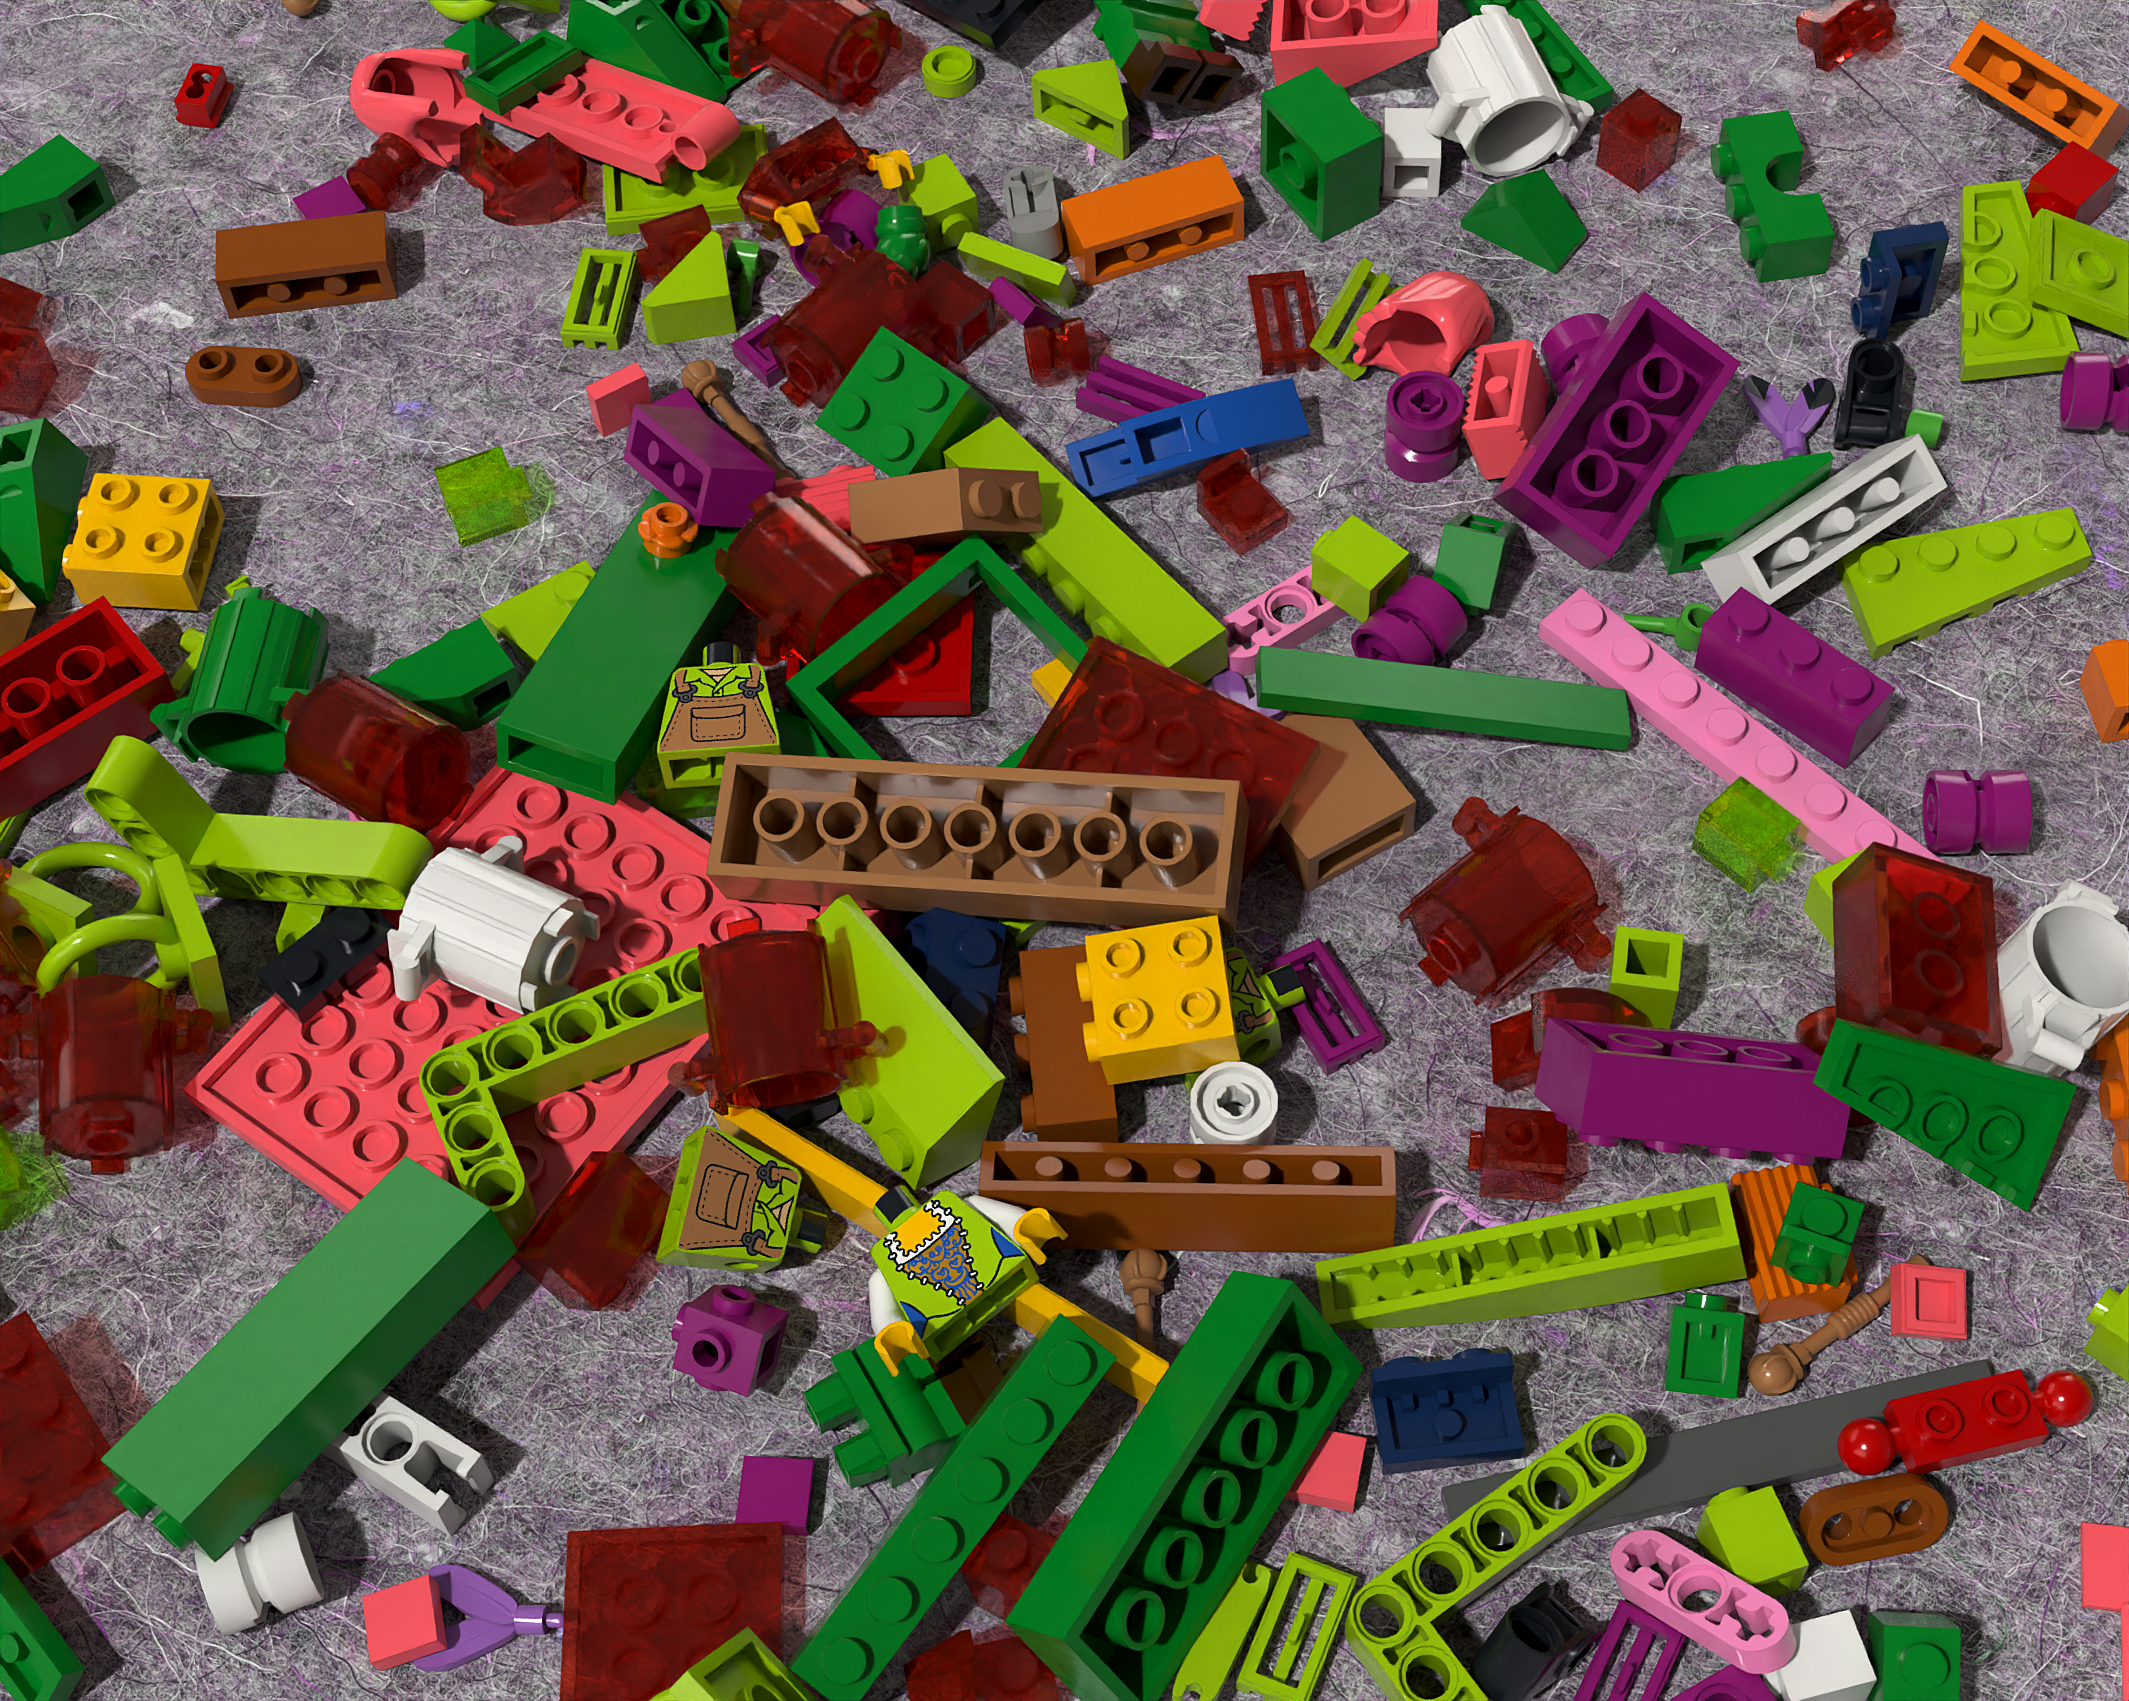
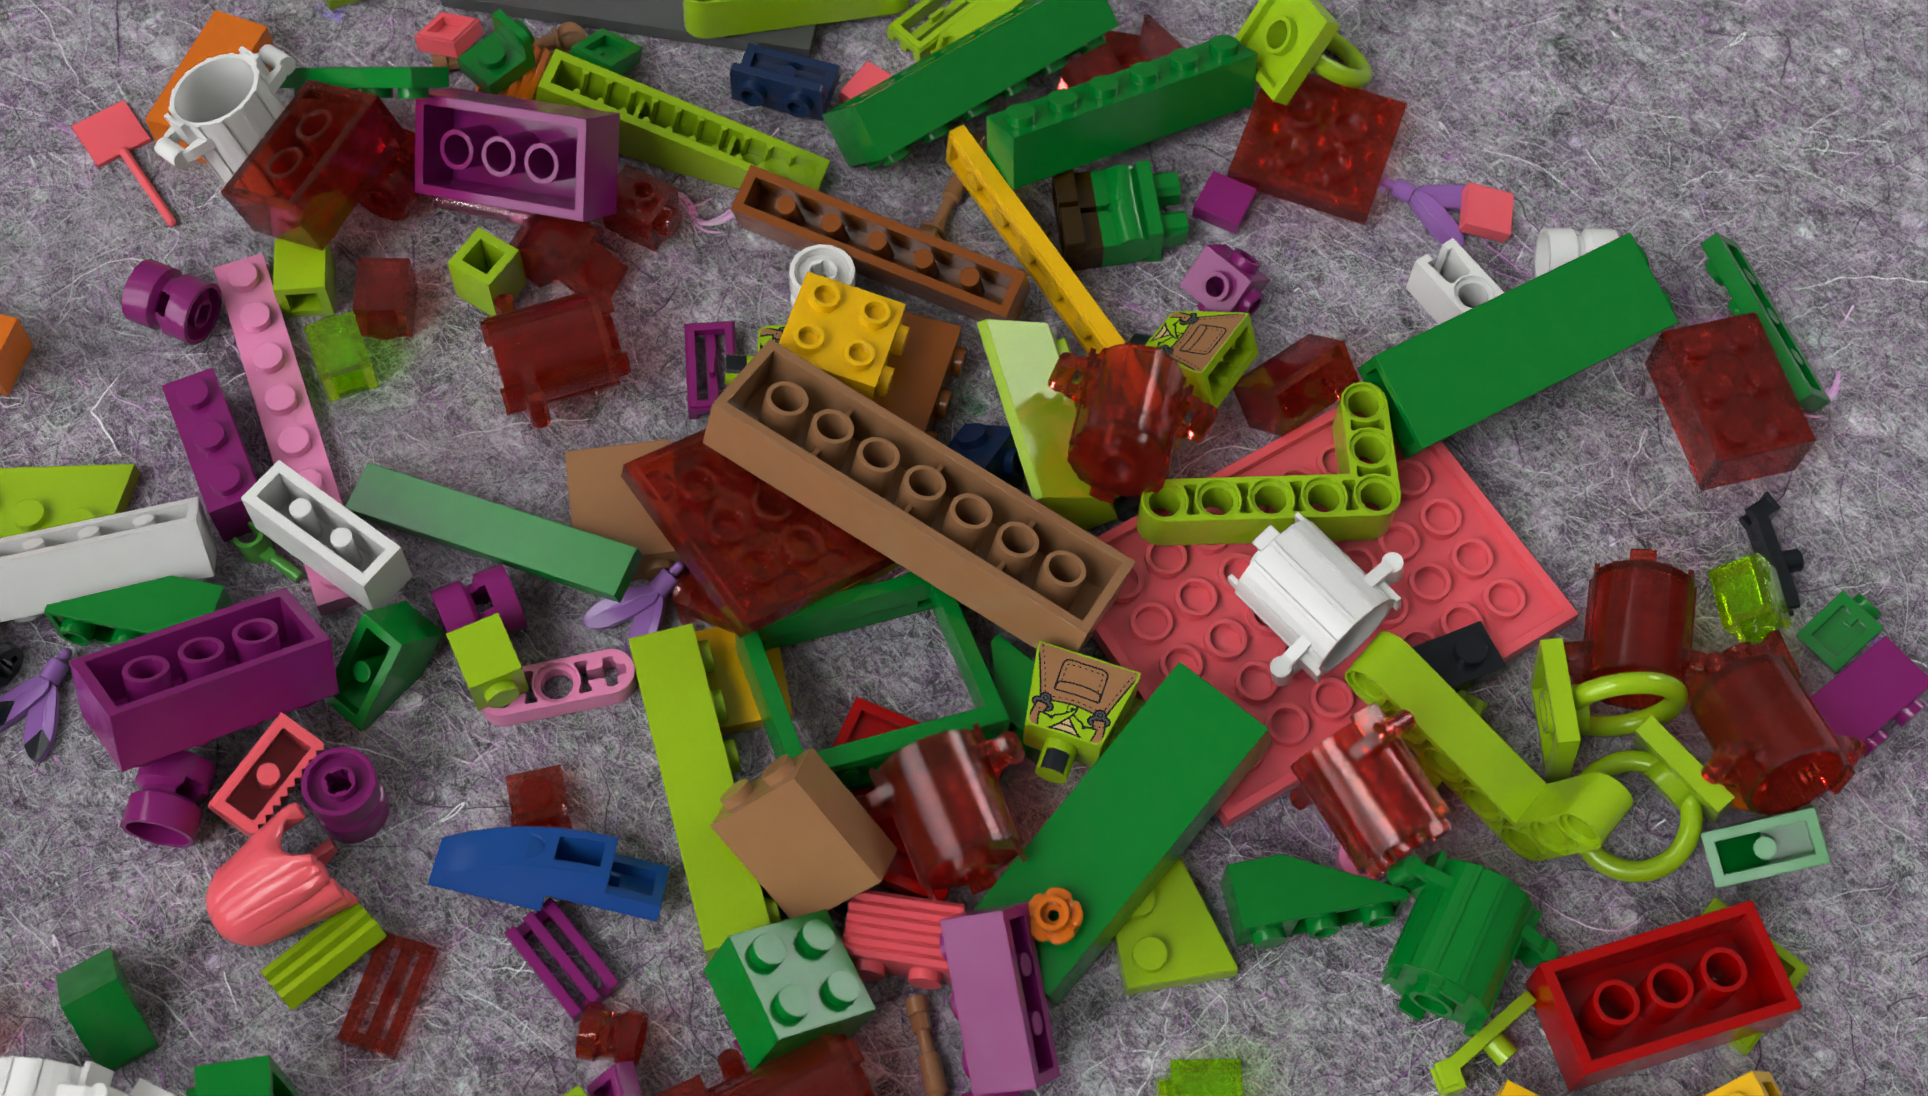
camera: 165 degrees left, 5 degrees up
(948, 1269) = (1068, 222): torso -> none
(1596, 598) = (327, 536): none -> white brick
(1746, 919) = (385, 297): none -> clear red brick

